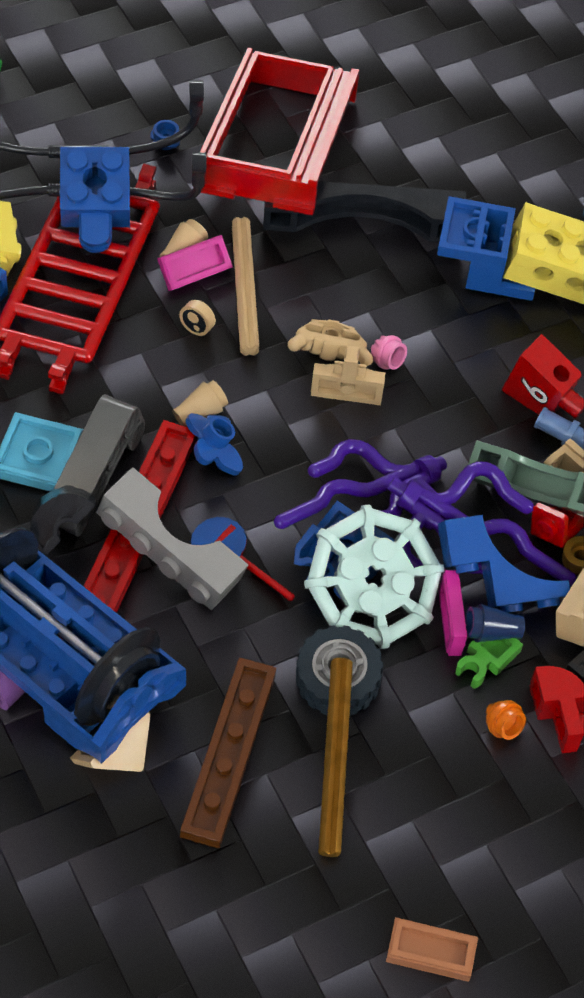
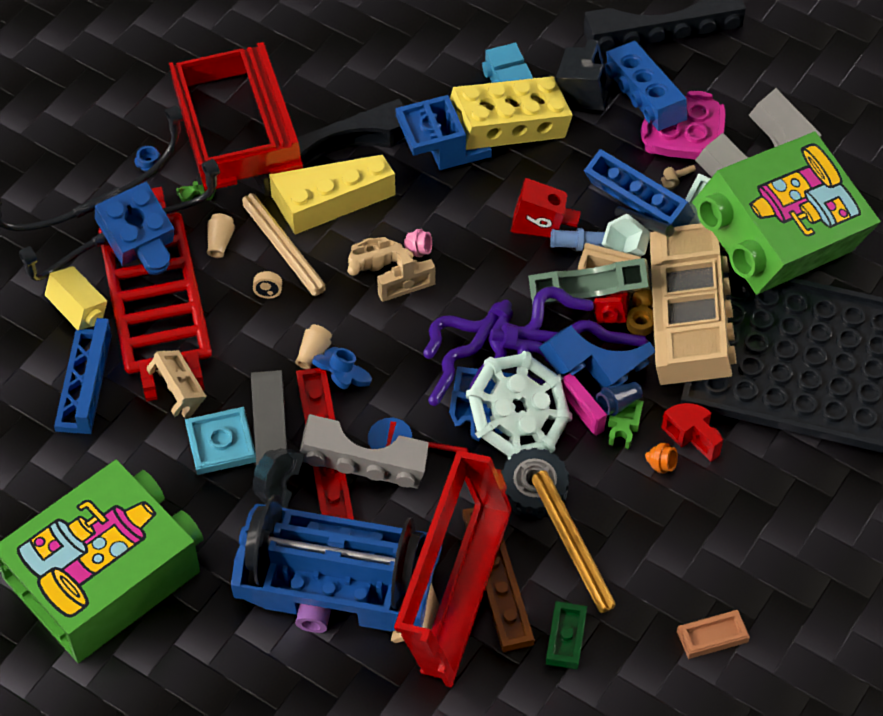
camera: 25 degrees left, 0 degrees up
(32, 368) = (179, 381): none -> tan hinge
(183, 185) = (188, 192): none -> bright green piece
(190, 735) = (442, 648): none -> red piece
(195, 262) = (237, 245): dark pink tile -> none
(261, 857) = (566, 635): none -> dark green plate
(332, 253) = (331, 190): none -> light yellow wedge

